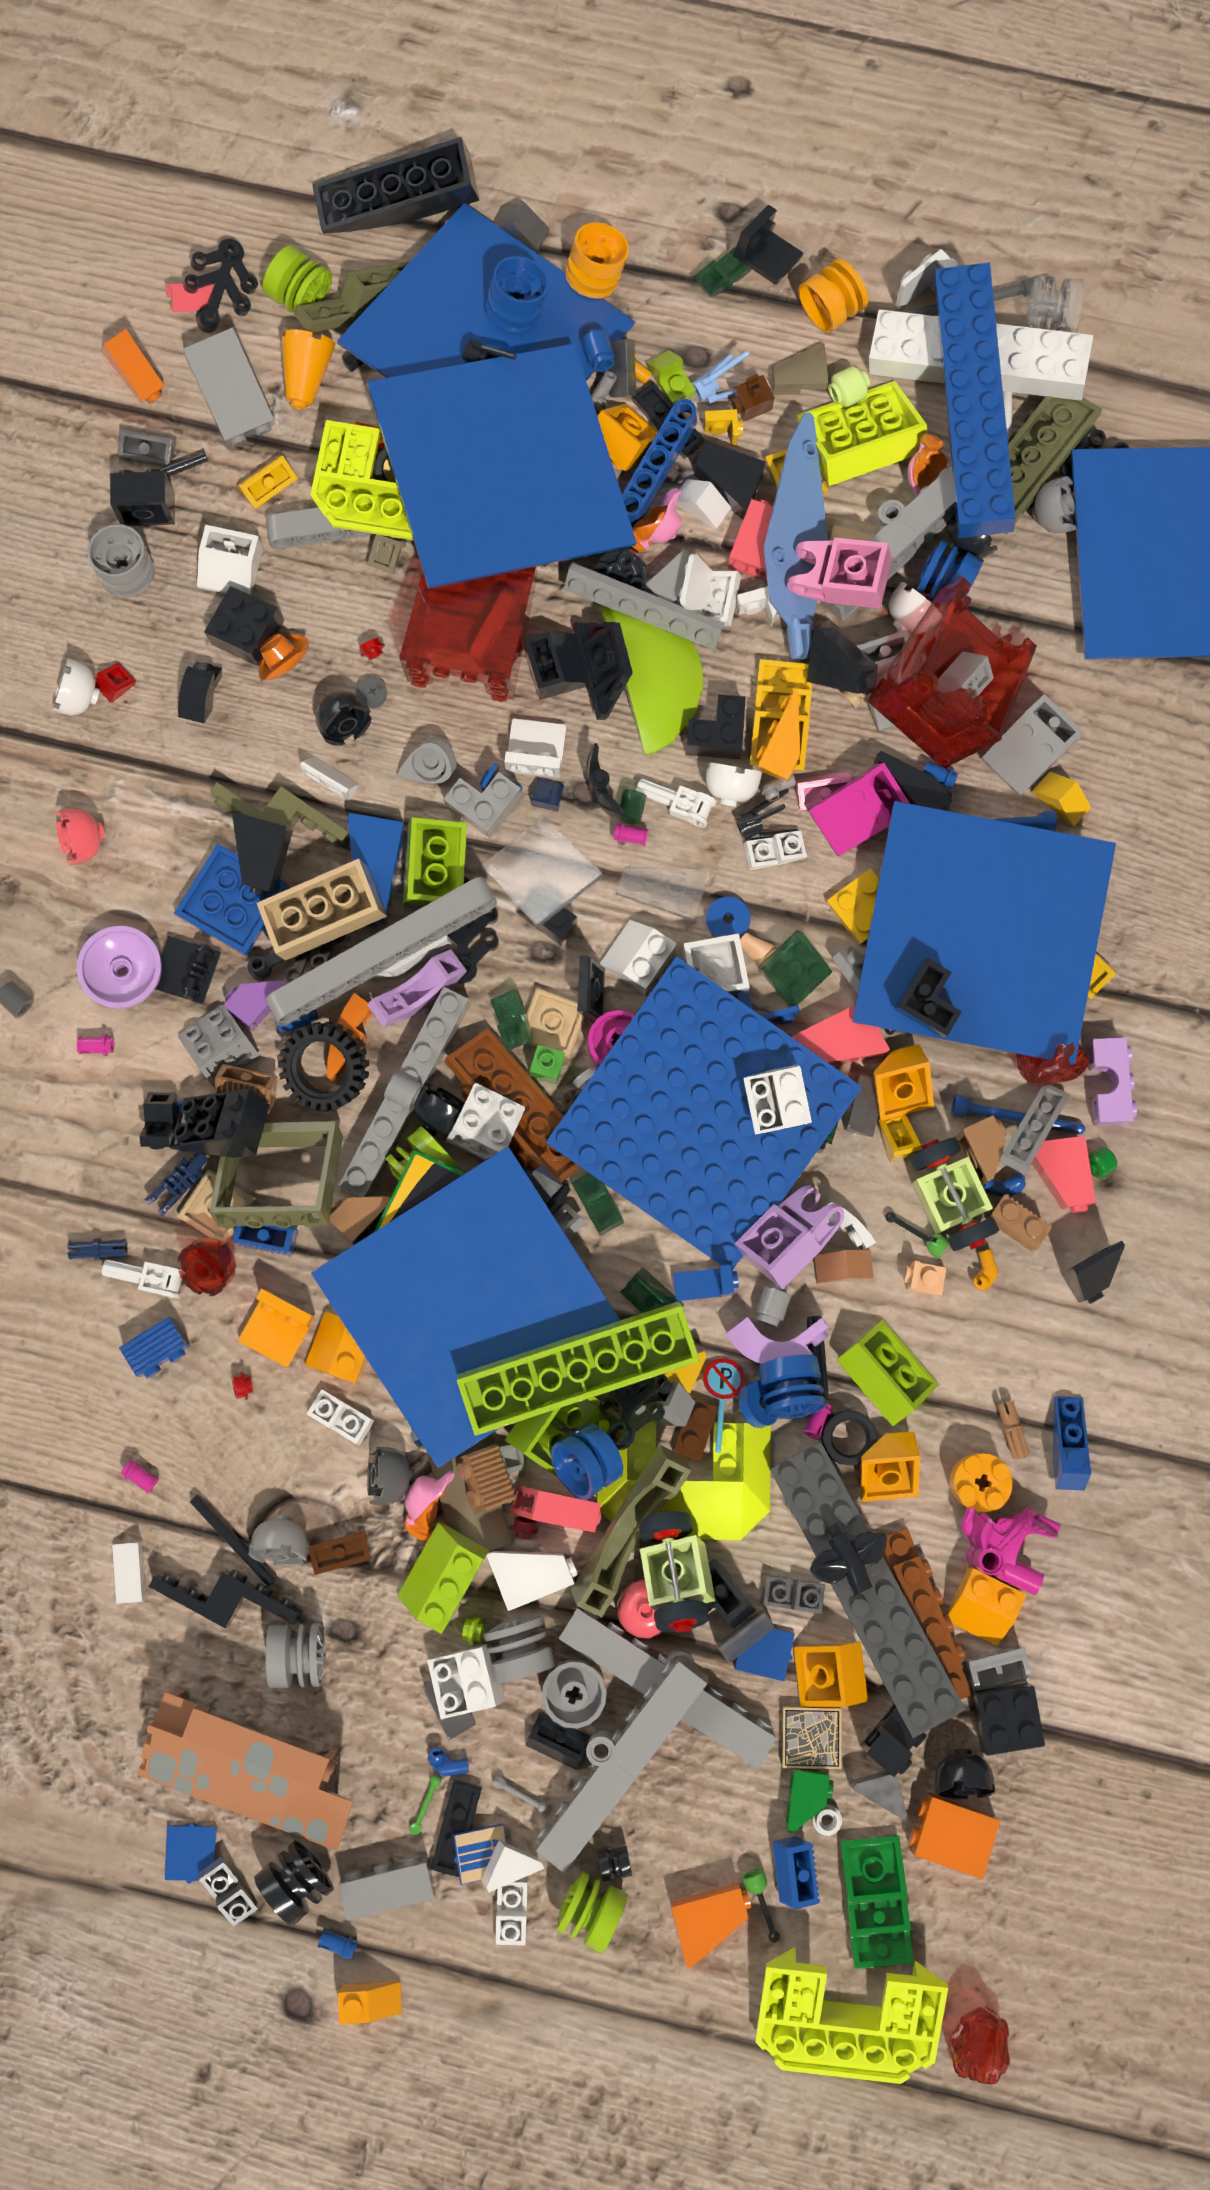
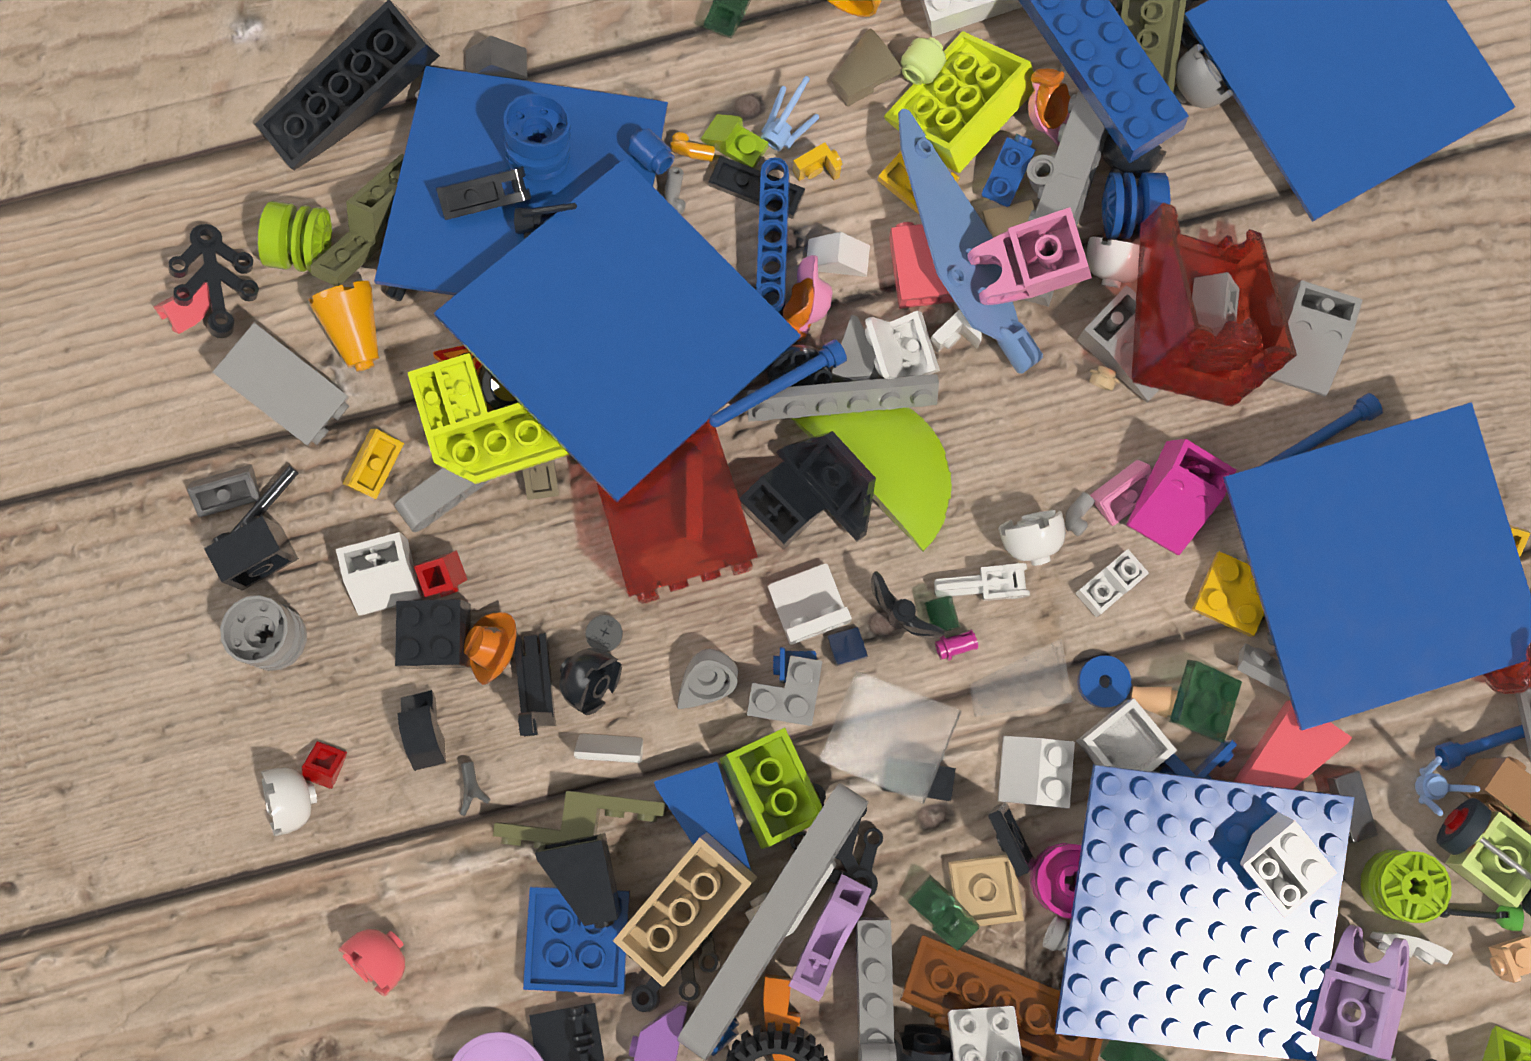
camera: 25 degrees left, 0 degrees up
(133, 367) = (168, 416): orange slope -> none
(213, 753) = (471, 787): none -> dark grey bar
(273, 585) = (441, 574): none -> red brick
(293, 716) = (534, 685): none -> black hinge
(372, 648) = (580, 587): red plate -> none
(452, 316) = (482, 193): none -> black plate
(547, 1064) = (1007, 942): bright green brick -> none
(596, 260) = (597, 58): light orange wheel -> none
(624, 368) = (685, 157): flat silver slope -> none
(626, 435) = (726, 224): light orange slope -> none
(649, 568) = (830, 355): none -> blue piece
(719, 737) = (996, 488): black brick -> none
(731, 473) = (854, 210): black slope -> none
(750, 822) = (1074, 570): black plant -> none
(752, 397) = (831, 121): reddish brown brick -> none
(773, 684) = (1041, 438): yellow slope -> none
(784, 746) = (1069, 472): light orange slope -> none
(840, 663) = (1080, 355): black slope -> none
(843, 1266) = (1430, 992): nougat slope -> none
(858, 1189) = (1387, 885): none -> lime wheel
(868, 501) = (1009, 170): none -> blue bracket
(899, 1138) = (1409, 824): yellow slope -> none
(903, 1083) = (1382, 760): light orange slope -> none
(915, 784) = (1231, 443): black slope -> none
(921, 999) = (1368, 672): black brick -> none
(935, 1121) = (1435, 786): none -> light blue plant
(941, 773) = (1235, 415): blue pin -> none
(1063, 796) = (1368, 375): yellow slope -> none

